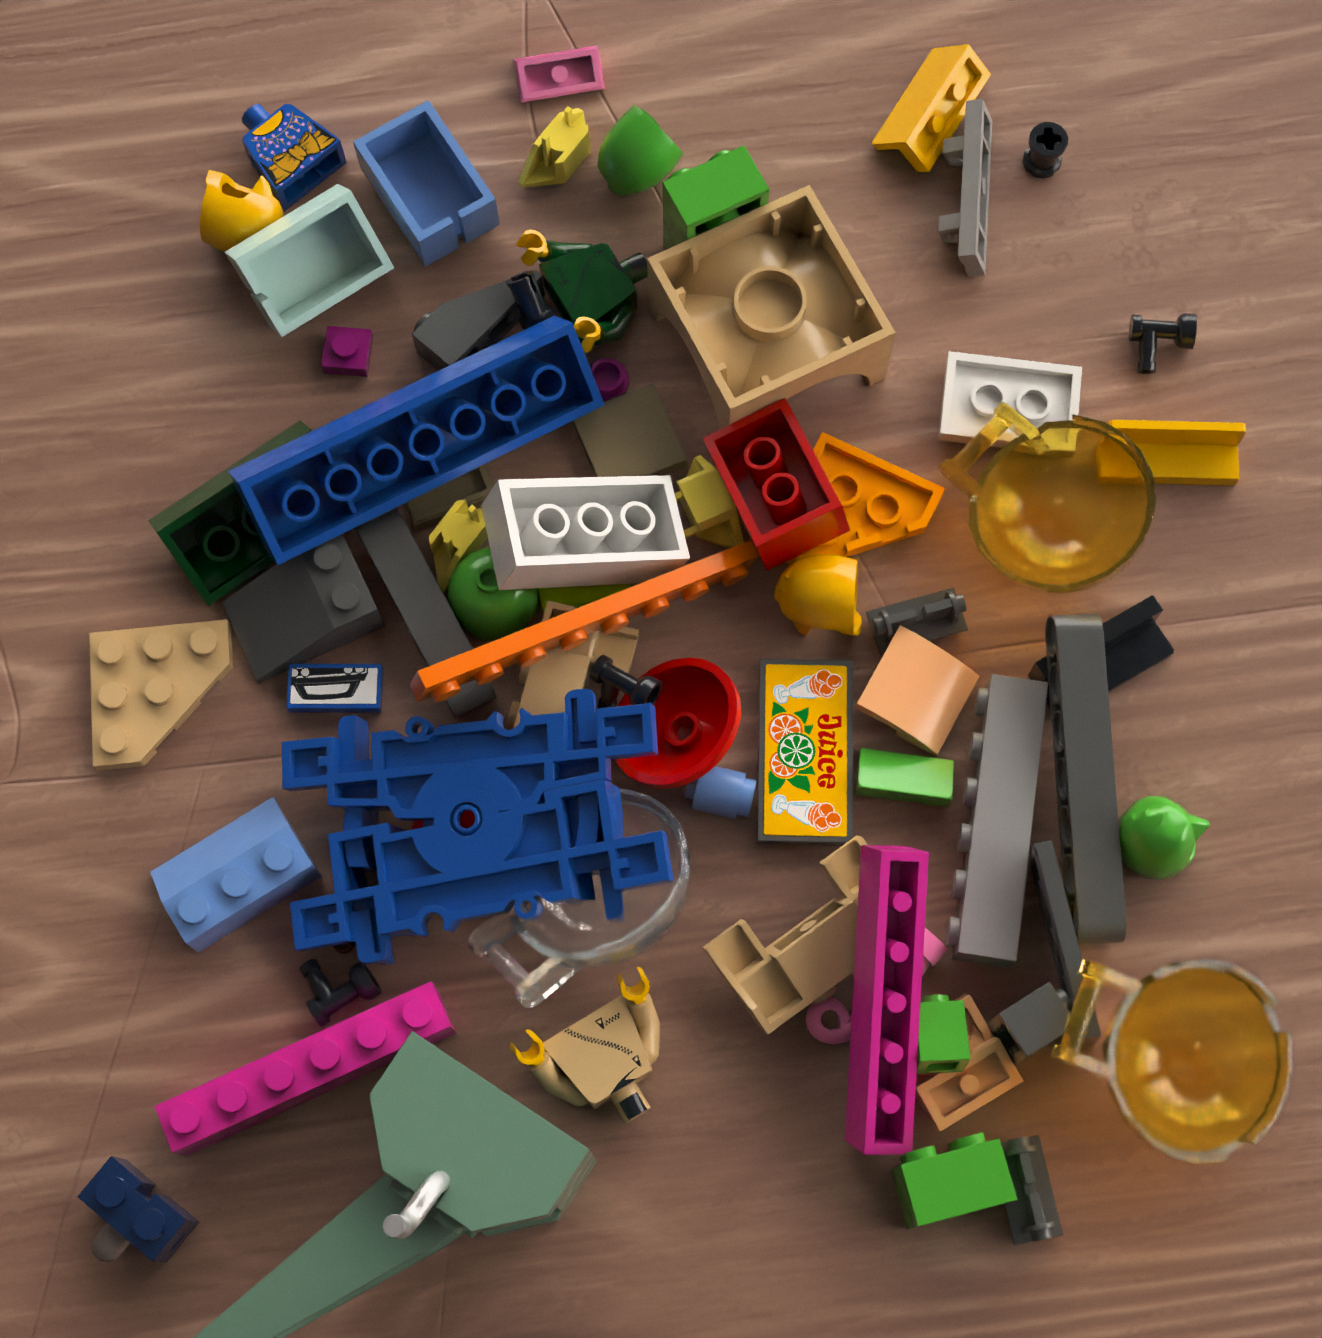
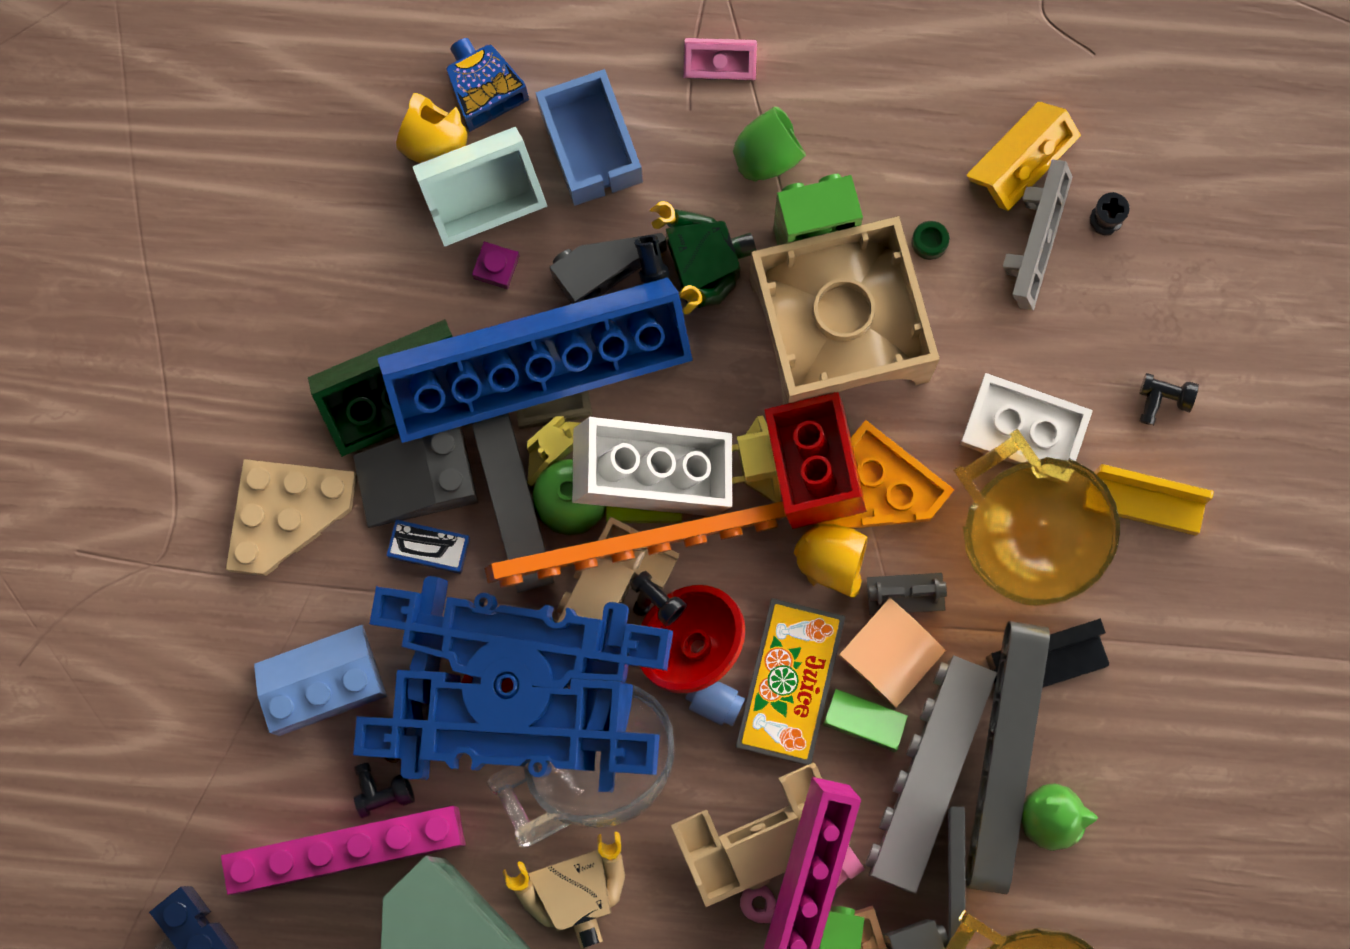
camera: 15 degrees right, 5 degrees up
(557, 150) = (704, 128): light yellow piece -> none
(610, 378) = (702, 335): magenta plate -> none
(631, 436) = (709, 390): dark tan tile -> none
(850, 220) = (930, 240): none -> dark green tile

